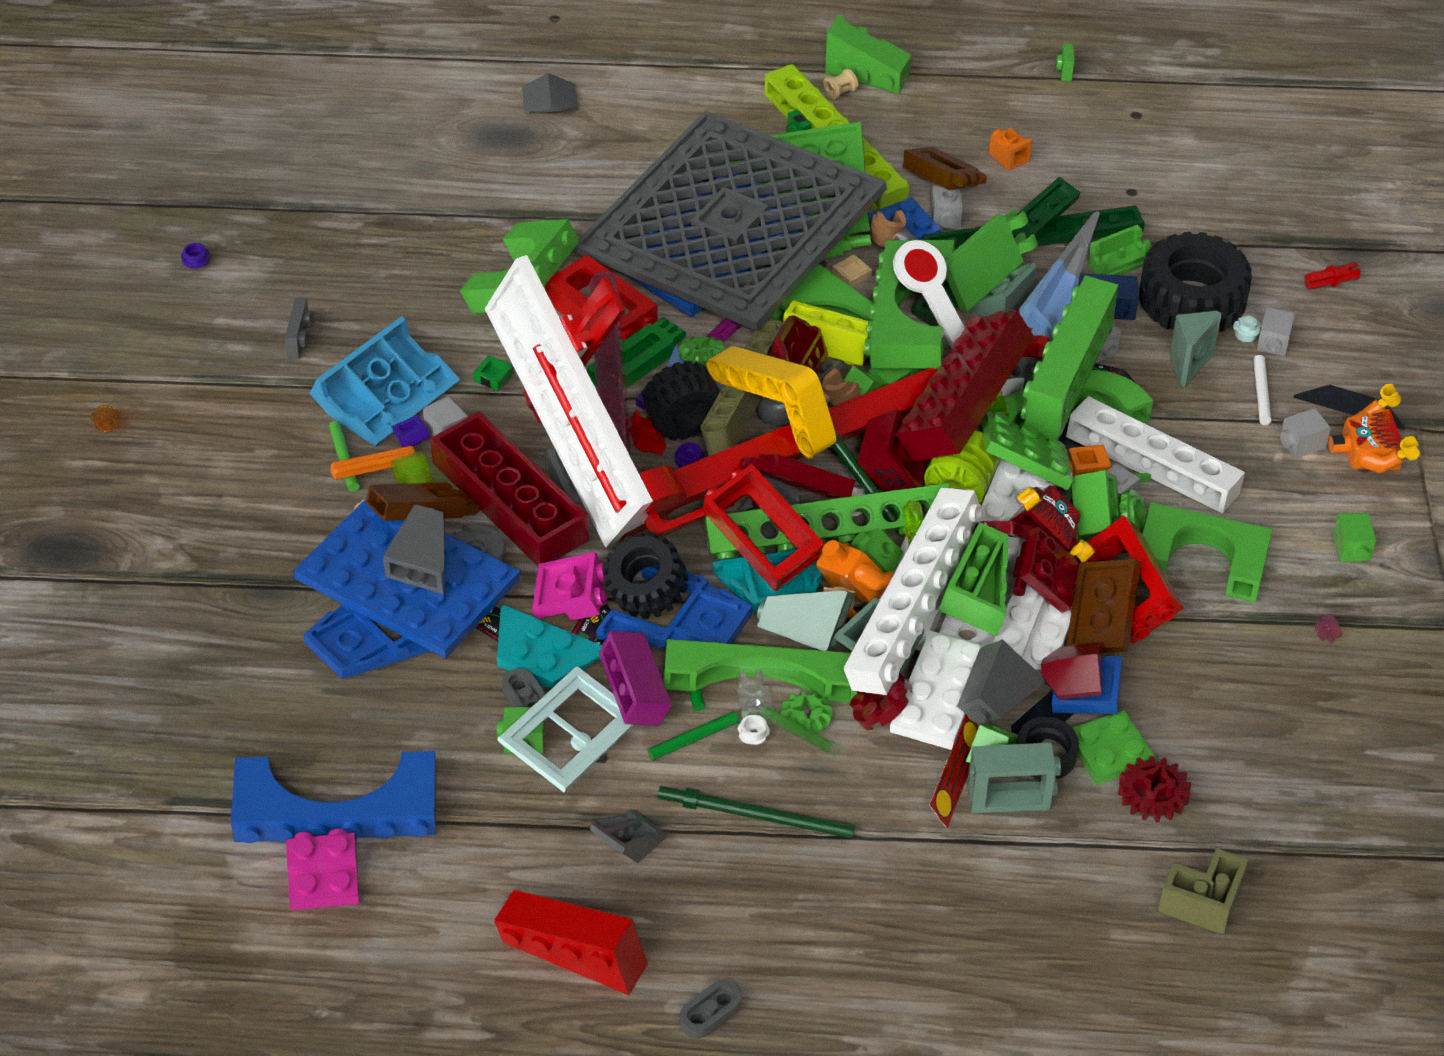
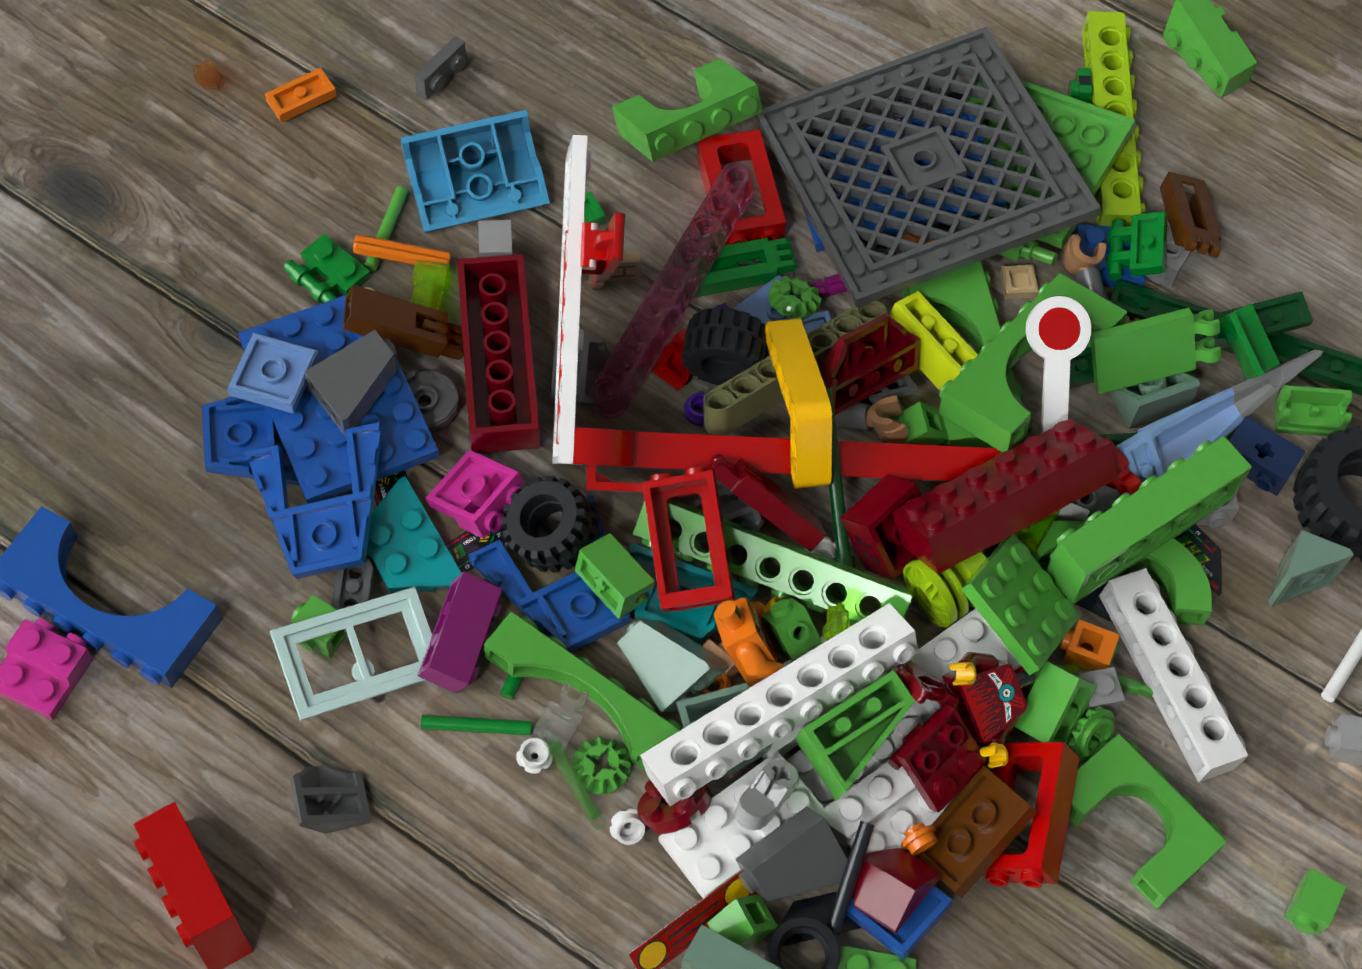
camera: 30 degrees right, 15 degrees up
(196, 397) = (300, 95): none -> orange plate
(321, 504) = (332, 264): none -> green plate
(352, 576) = (272, 373): none -> medium blue plate
(410, 431) = (459, 236): dark purple plate -> none
(475, 666) = (325, 532): none -> blue wing
(692, 799) = (423, 798): dark green bar -> none
(721, 583) = (613, 575): none -> bright green hinge
(840, 84) = (1163, 58): tan bush -> none
(865, 737) = (631, 833): none -> white plate
(930, 197) = (1147, 247): none -> green plate
(948, 652) = (756, 809): none -> light grey piece
(1008, 143) = (1287, 223): orange brick -> none
(1042, 674) = (850, 876): none -> black bar
(1049, 225) = (1249, 341): none -> green panel
(1070, 631) = (919, 838): none -> orange plate

